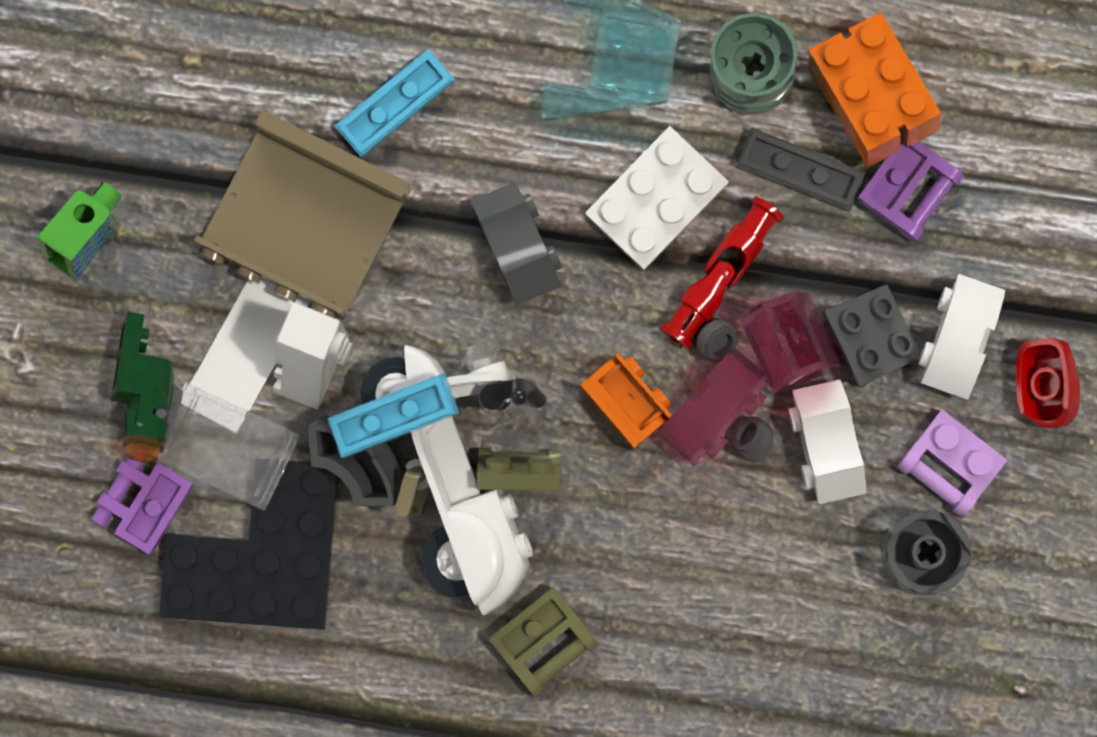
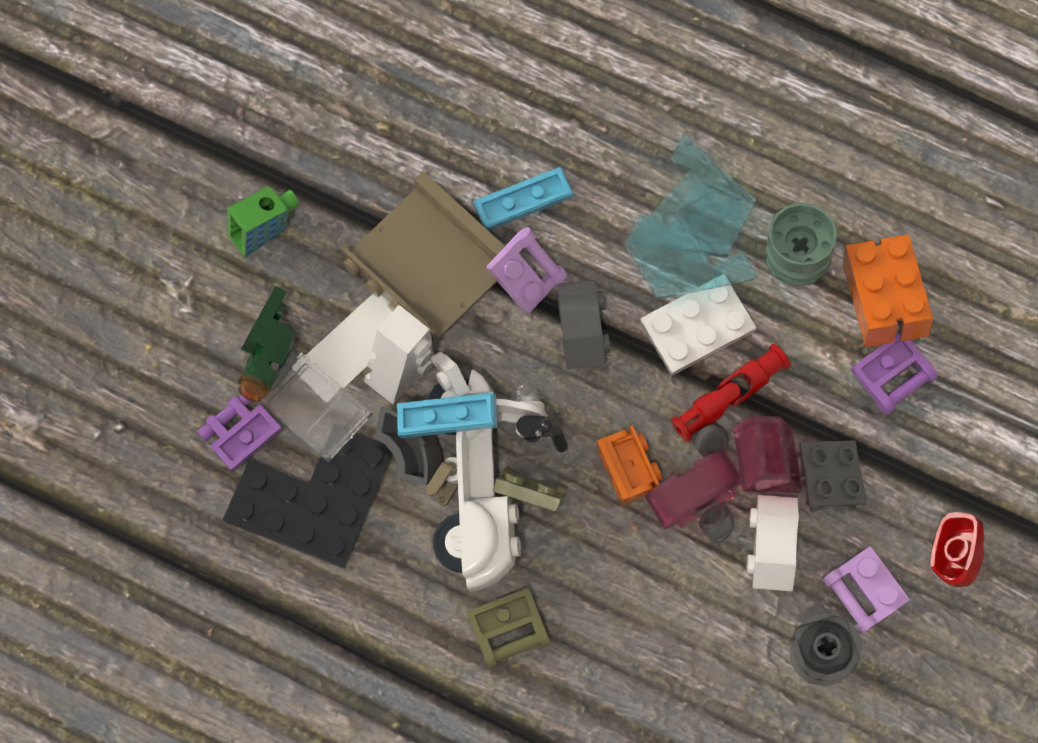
camera: 20 degrees right, 10 degrees down
(379, 363) = (449, 374): none -> white plate
(423, 209) = (518, 277): none -> lavender plate
(598, 123) = (670, 253): none -> clear light blue wing
(800, 169) = (814, 336): dark grey tile -> none
(962, 335) = (901, 494): white brick -> none

